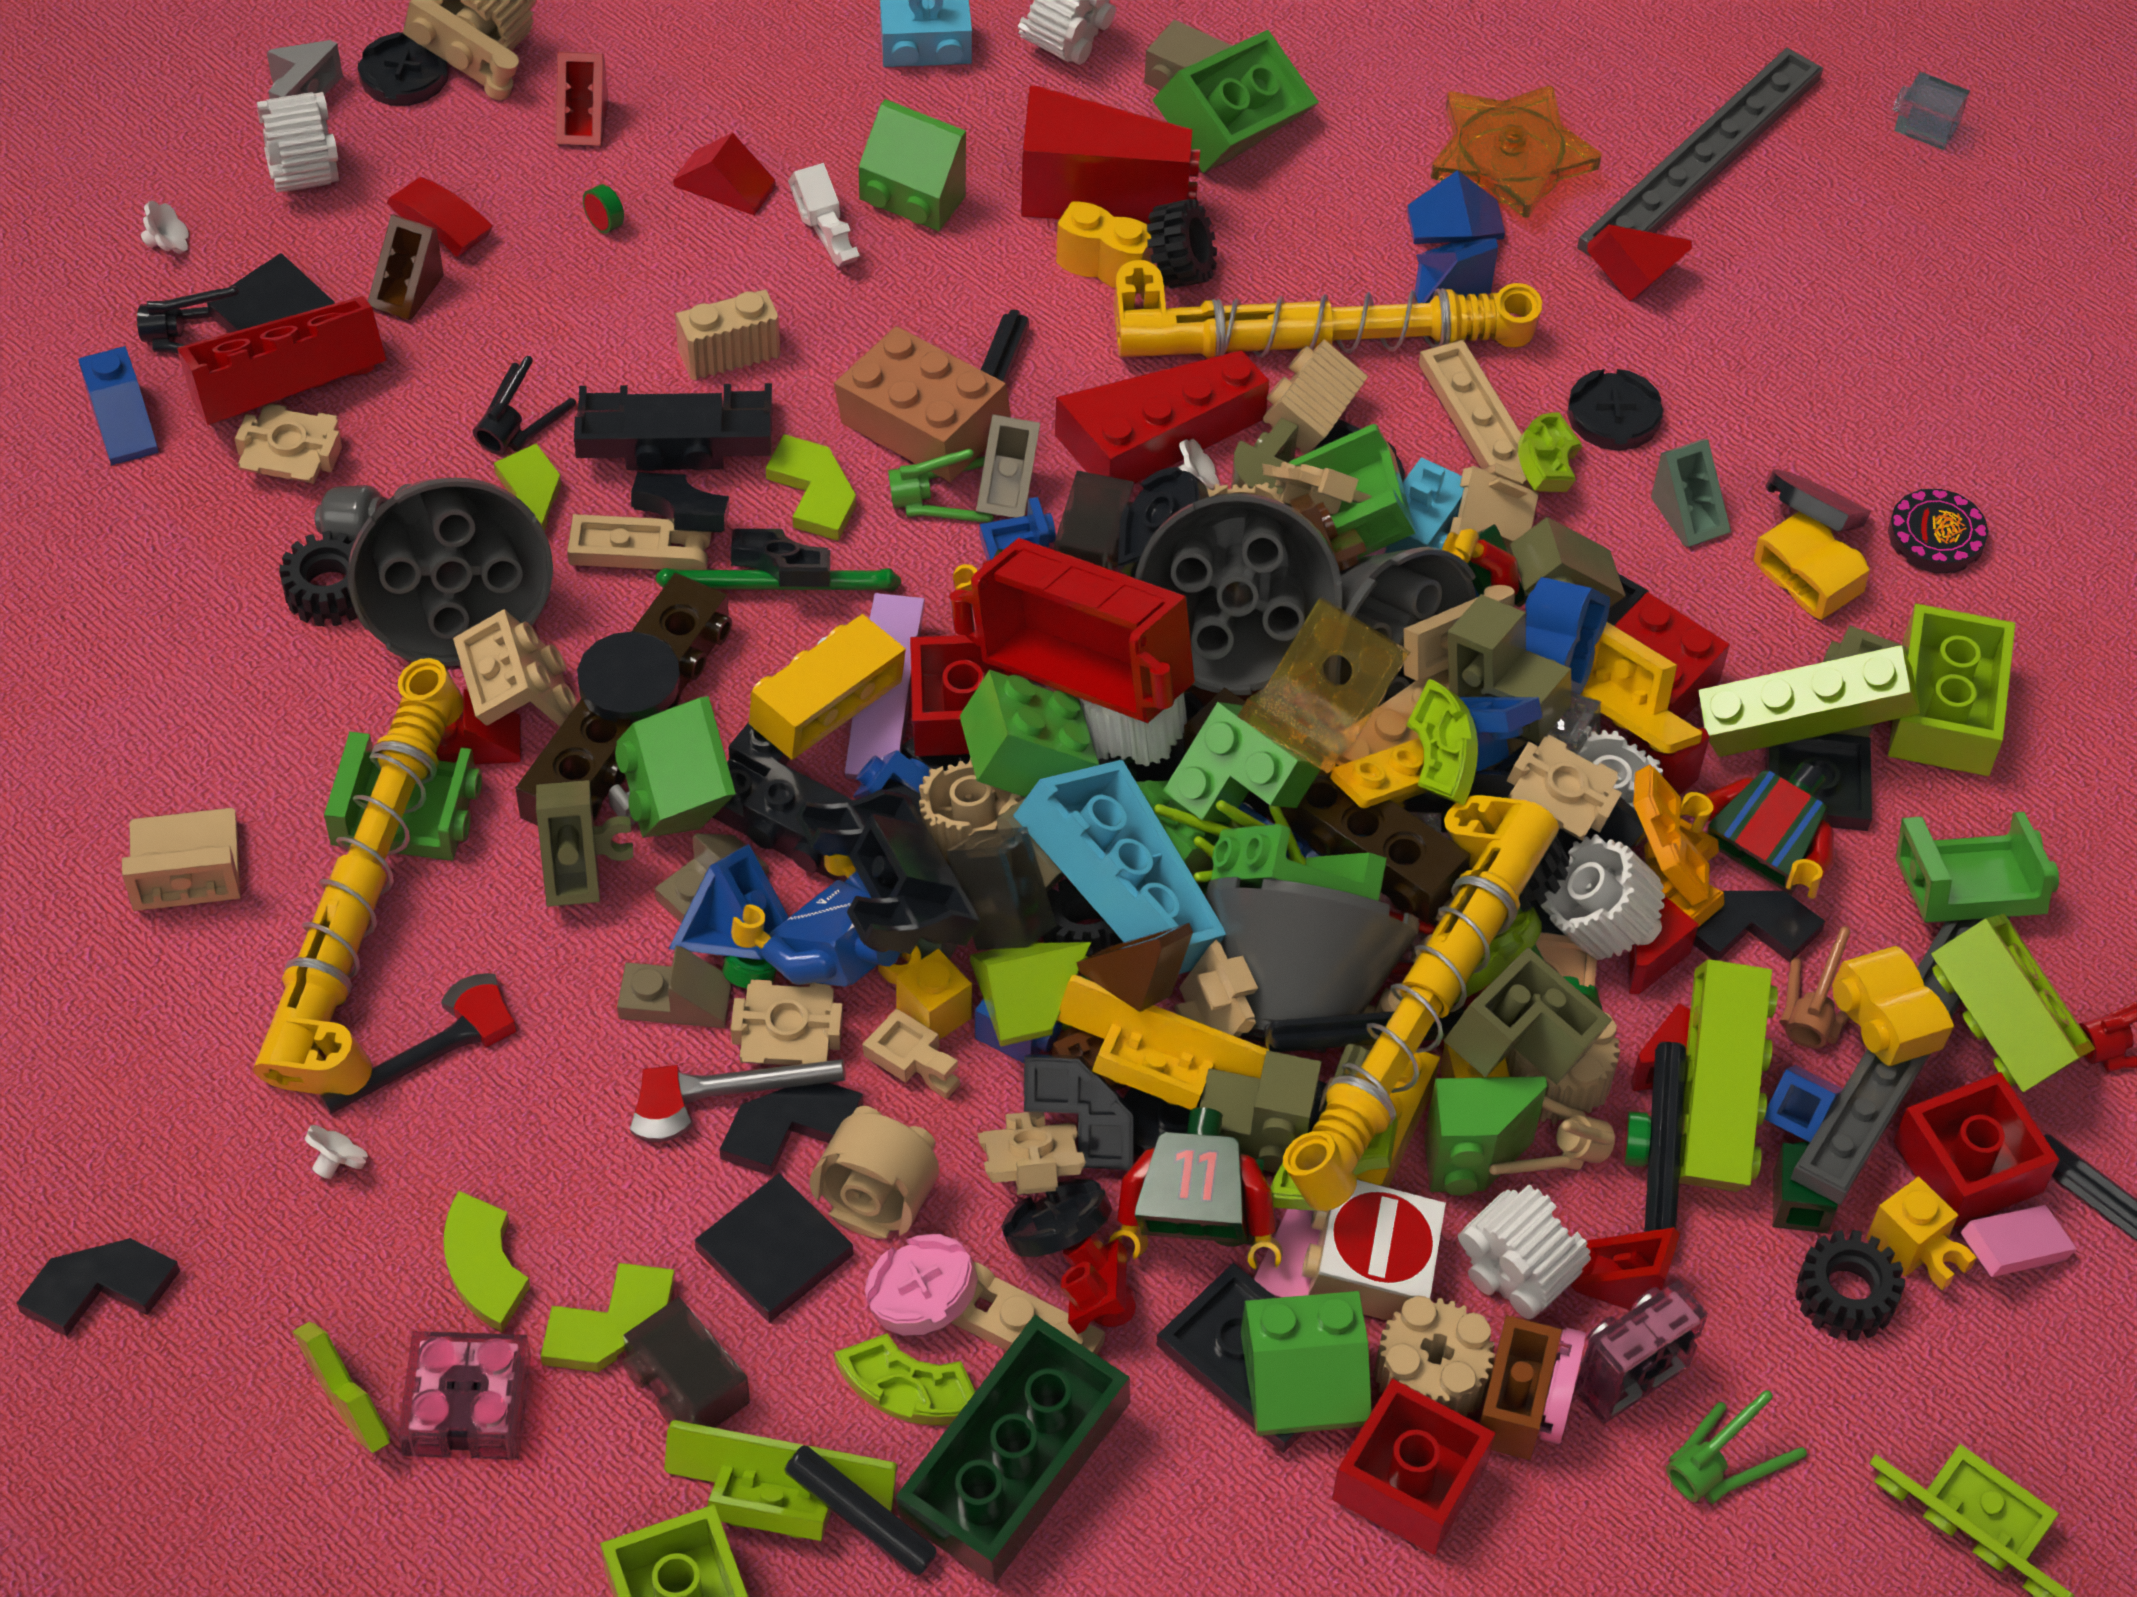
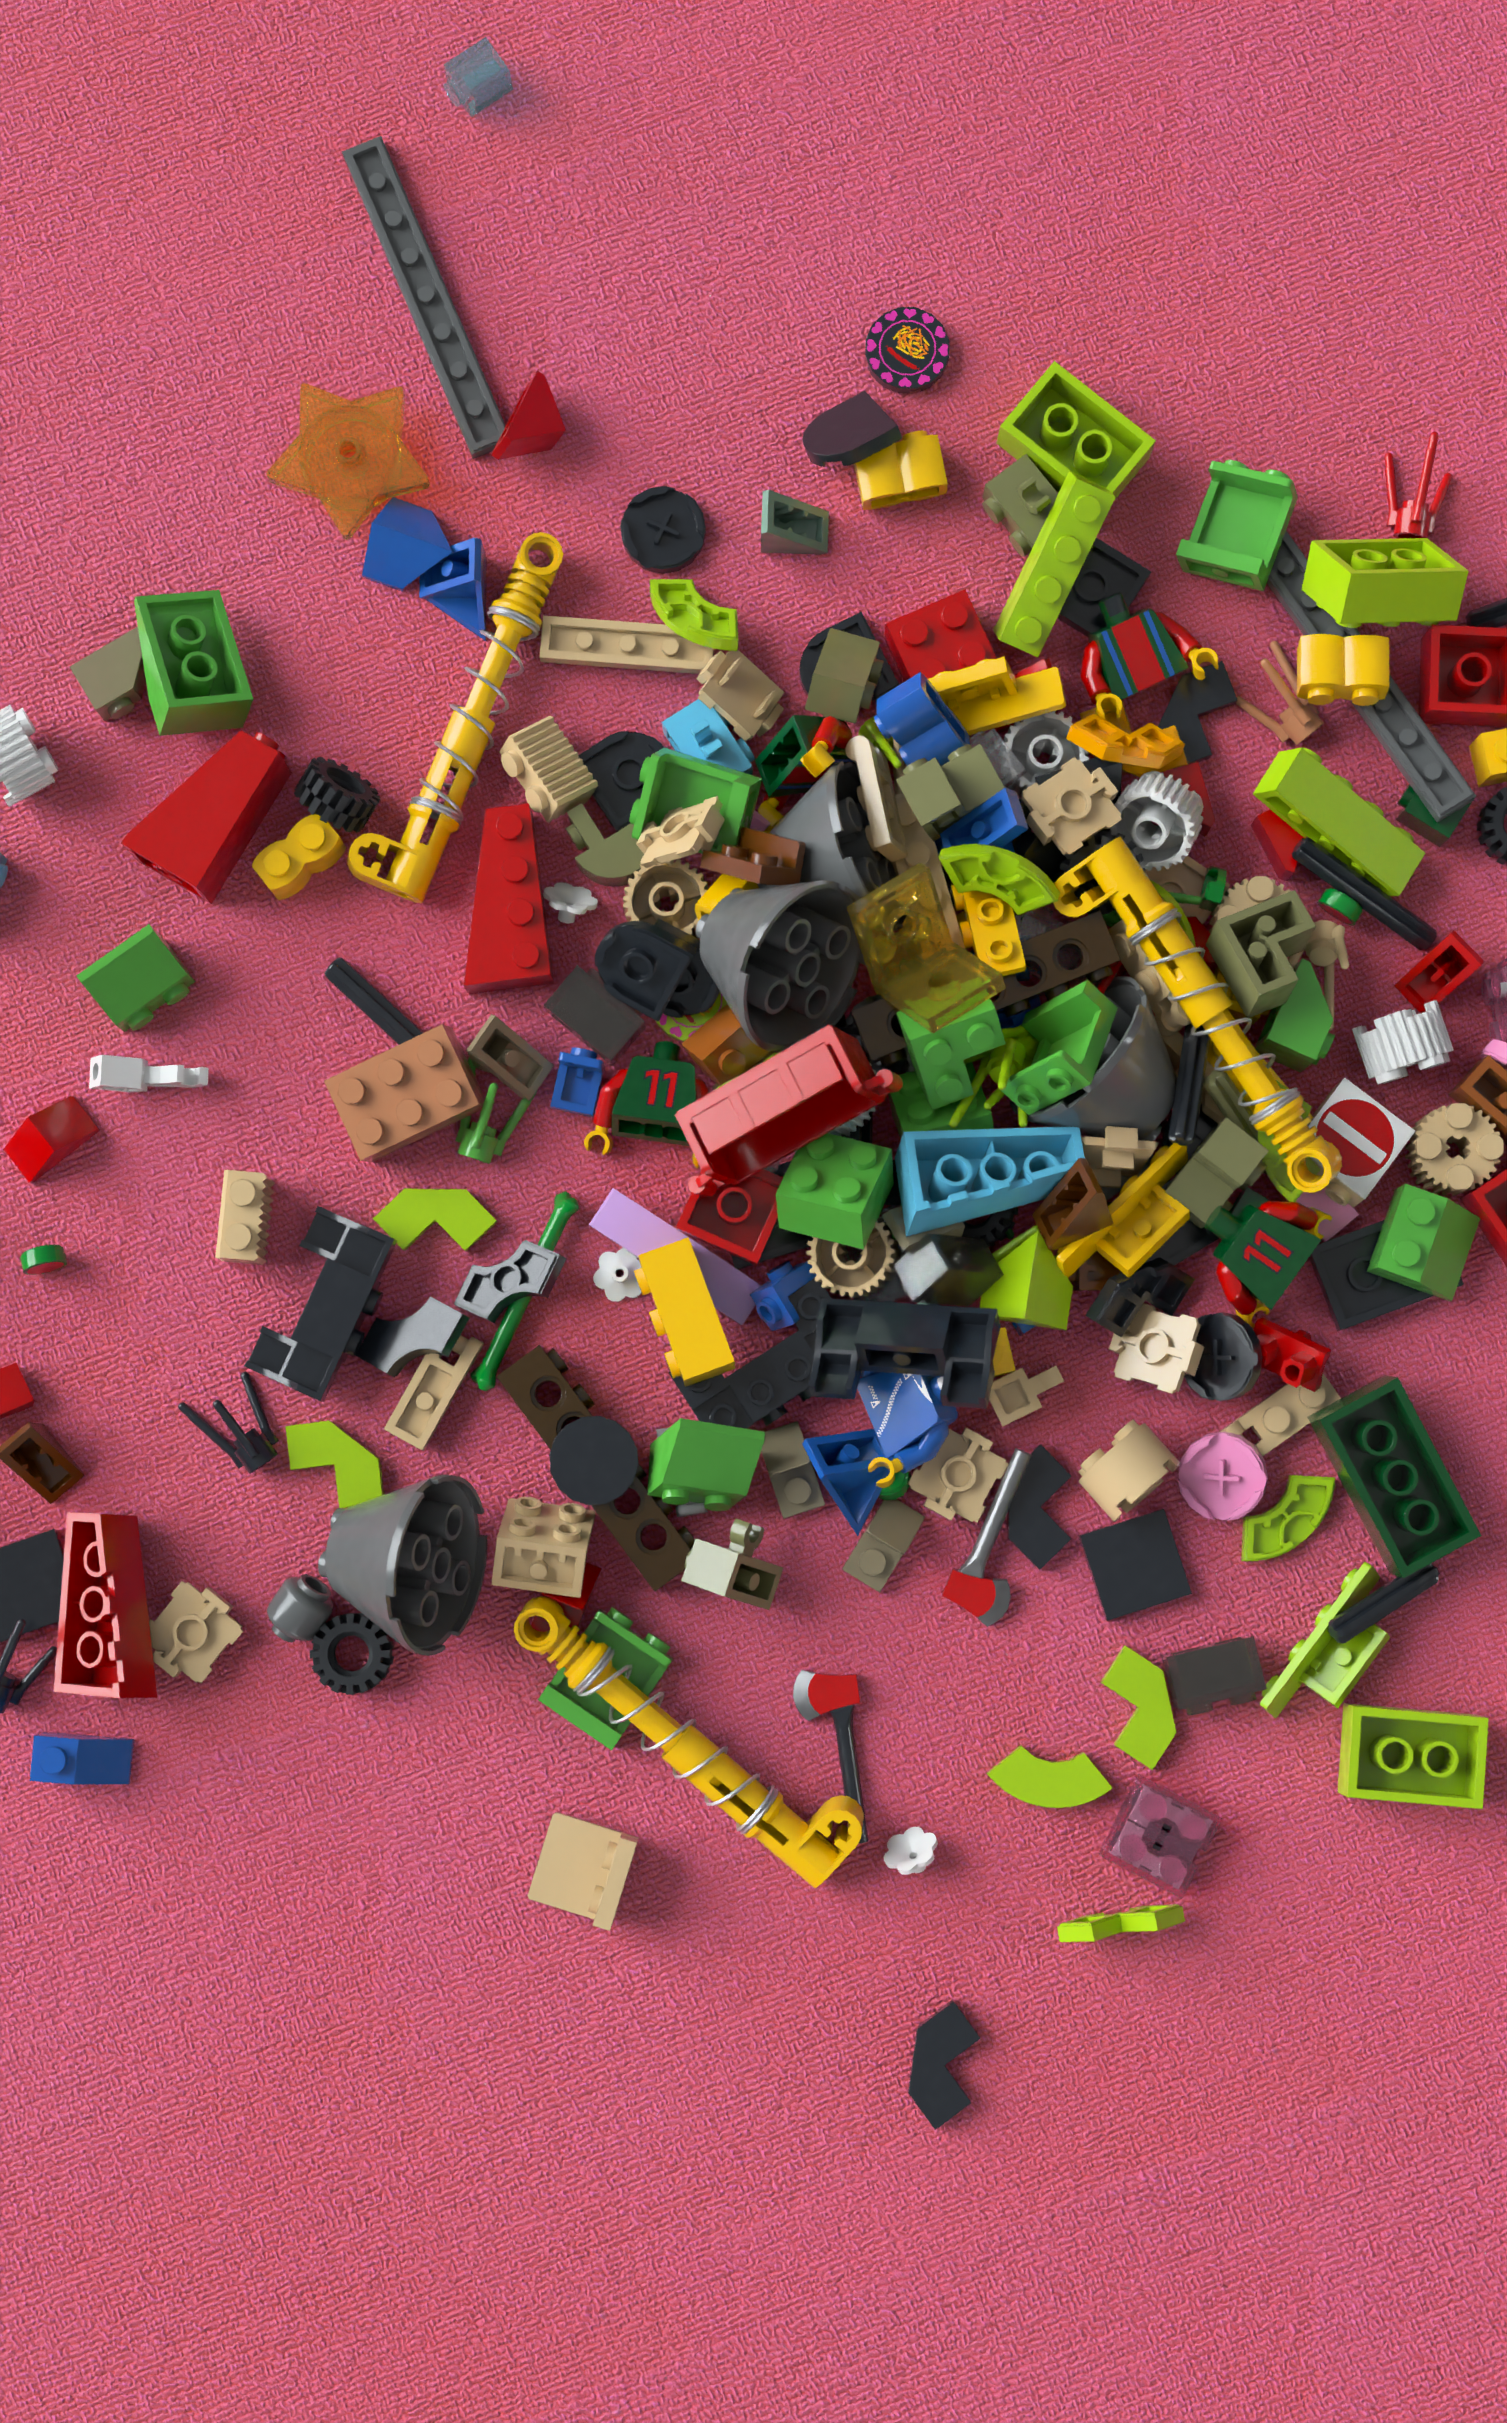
camera: 60 degrees left, 30 degrees up
(1801, 1102) = (1376, 773): blue brick -> none

